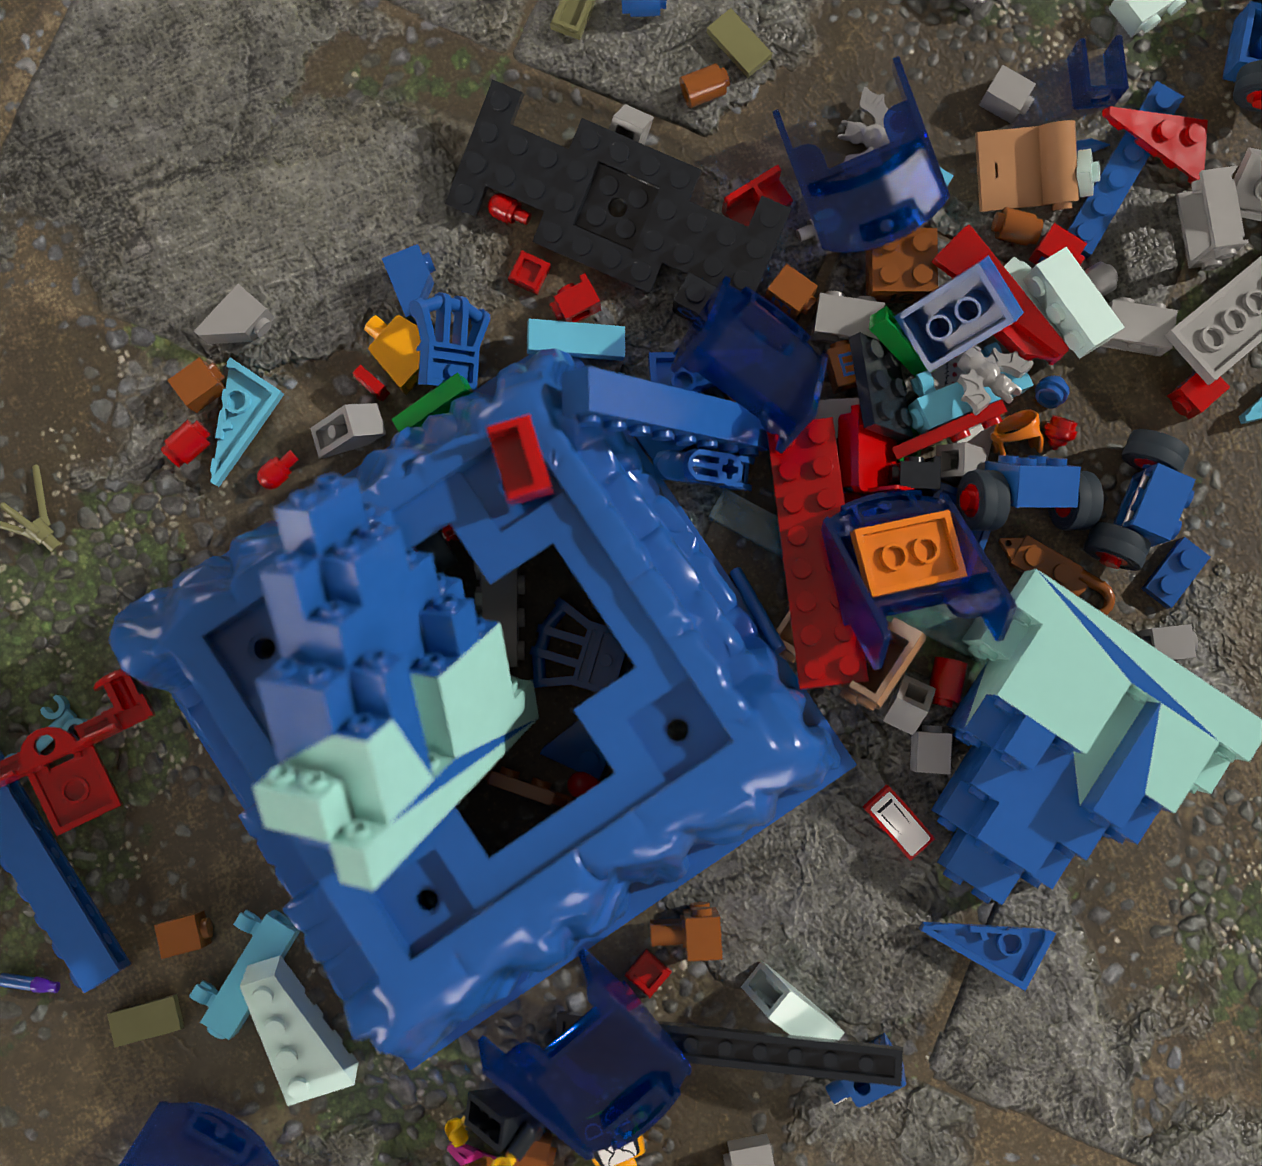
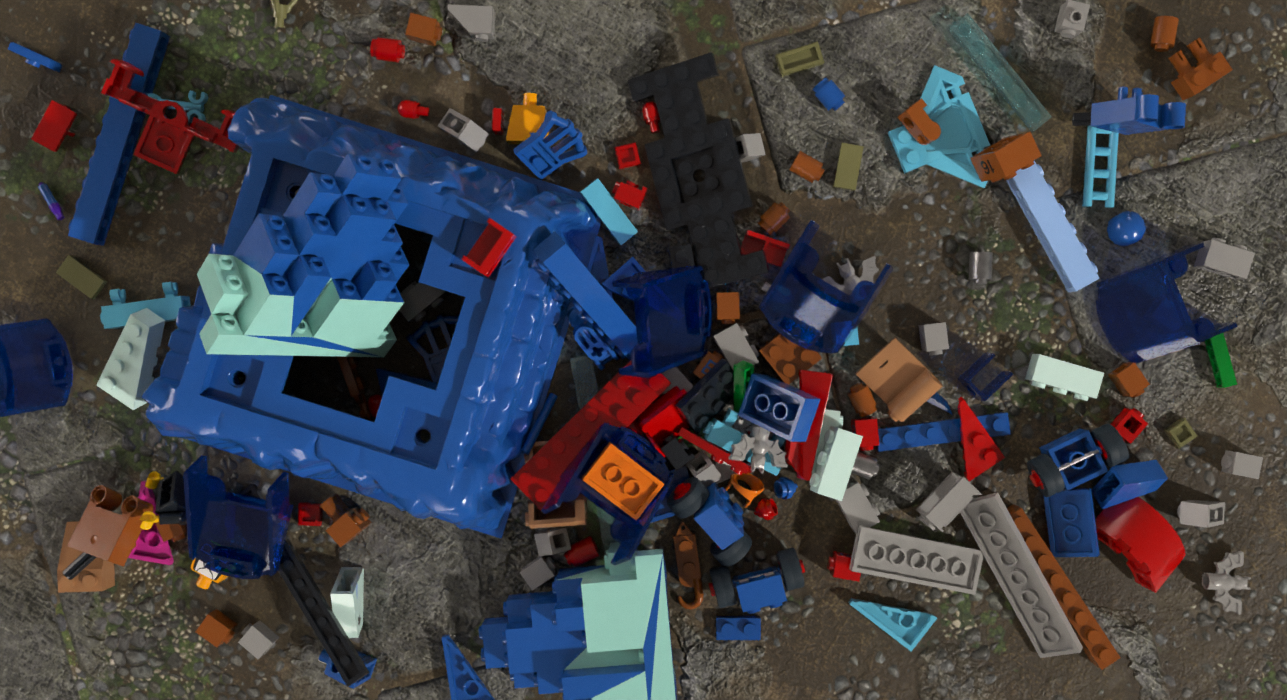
camera: 50 degrees right, 5 degrees up
(184, 934) = (138, 261): dark orange brick -> none
(245, 409) = (433, 64): medium azure wing -> none
(410, 276) = (571, 95): blue slope -> none
(434, 403) = (509, 166): green piece -> none
(732, 164) = (774, 218): none -> dark orange brick
(898, 822) = (488, 583): white slope -> none
(1087, 172) = (921, 414): light aqua plate -> none
(1173, 641) = (695, 652): light grey brick -> none

